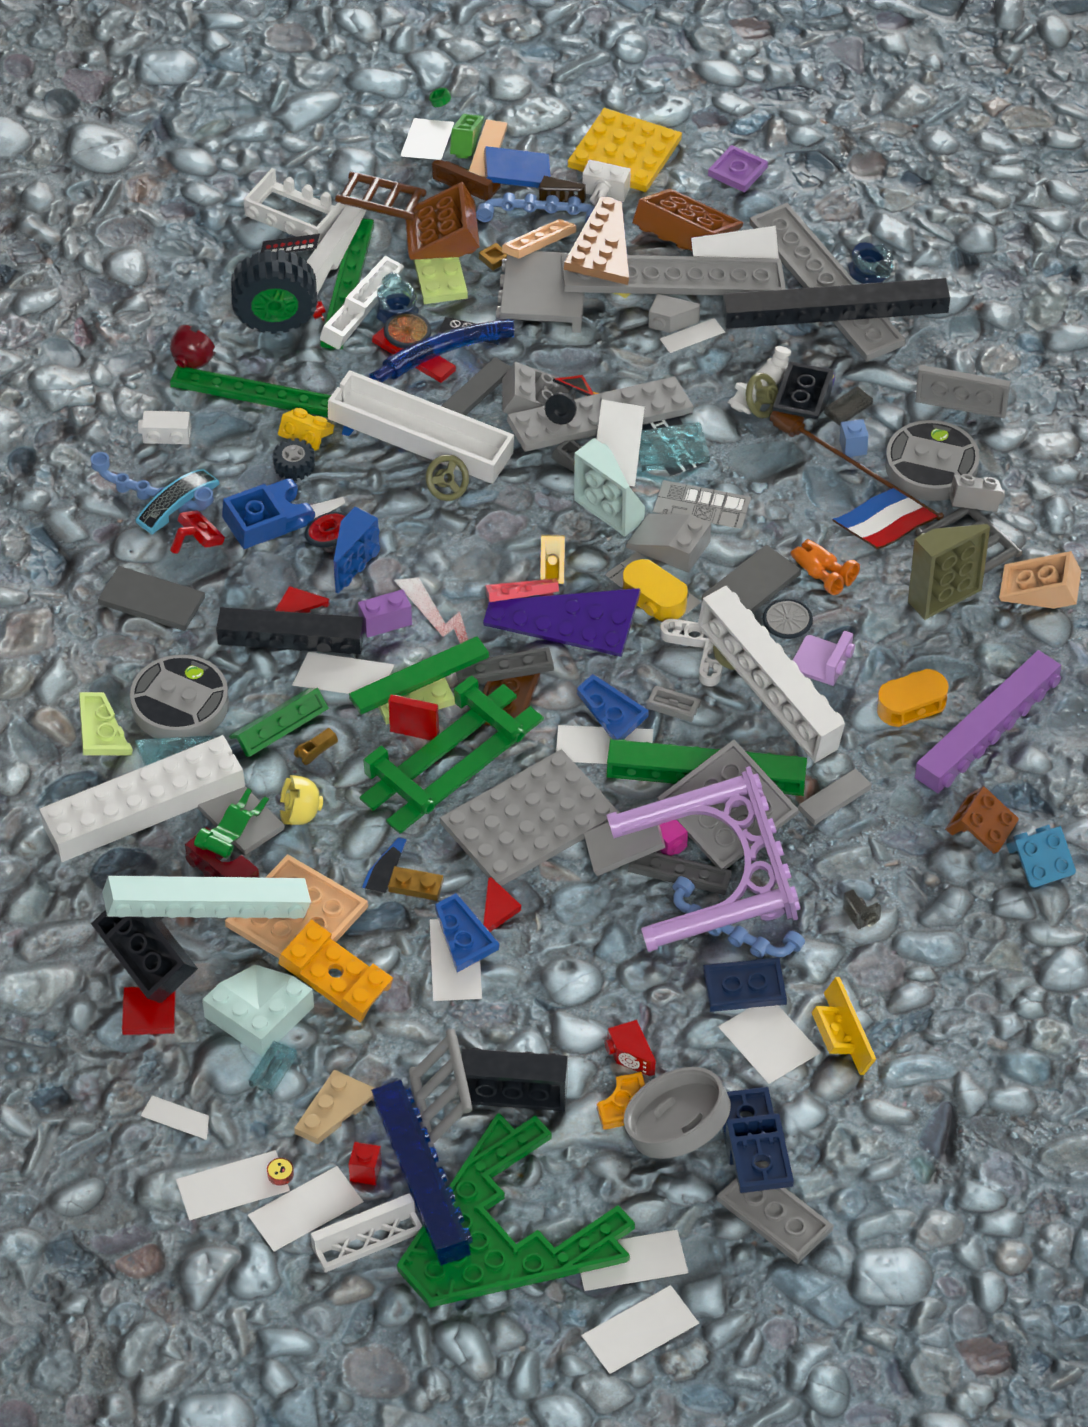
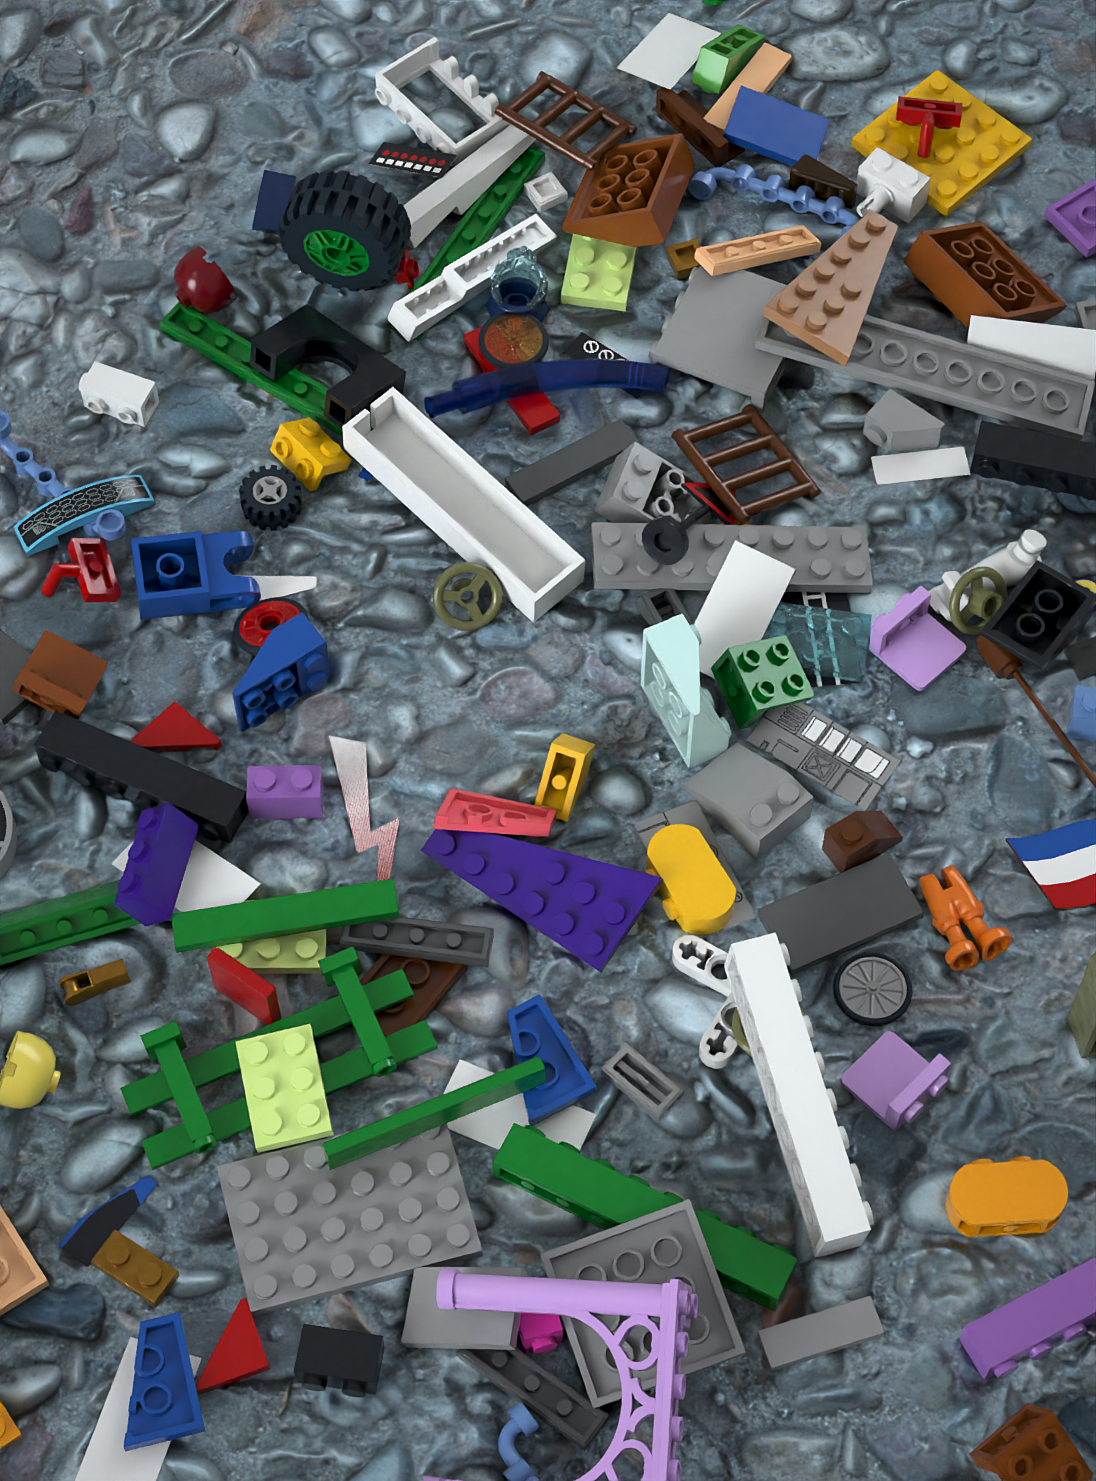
camera: 20 degrees right, 10 degrees up
(210, 590) = (59, 675): none -> dark orange bracket
(211, 293) = (272, 201): none -> dark blue slope
(277, 361) = (314, 337): none -> black arch
(327, 669) = (156, 864): none -> dark purple brick
(384, 242) = (545, 192): none -> white tile
(462, 764) = (284, 1088): none -> yellowish green plate
(560, 747) = (434, 1113): none -> green tile
(562, 889) = (339, 1360): none -> black brick
(590, 345) = (724, 488): none -> reddish brown bar
(617, 132) = (929, 113): none -> red plate
(648, 472) = (760, 678): none -> green bracket
(731, 429) = (914, 641): none -> lavender bracket
(744, 542) = (859, 839): none -> reddish brown slope

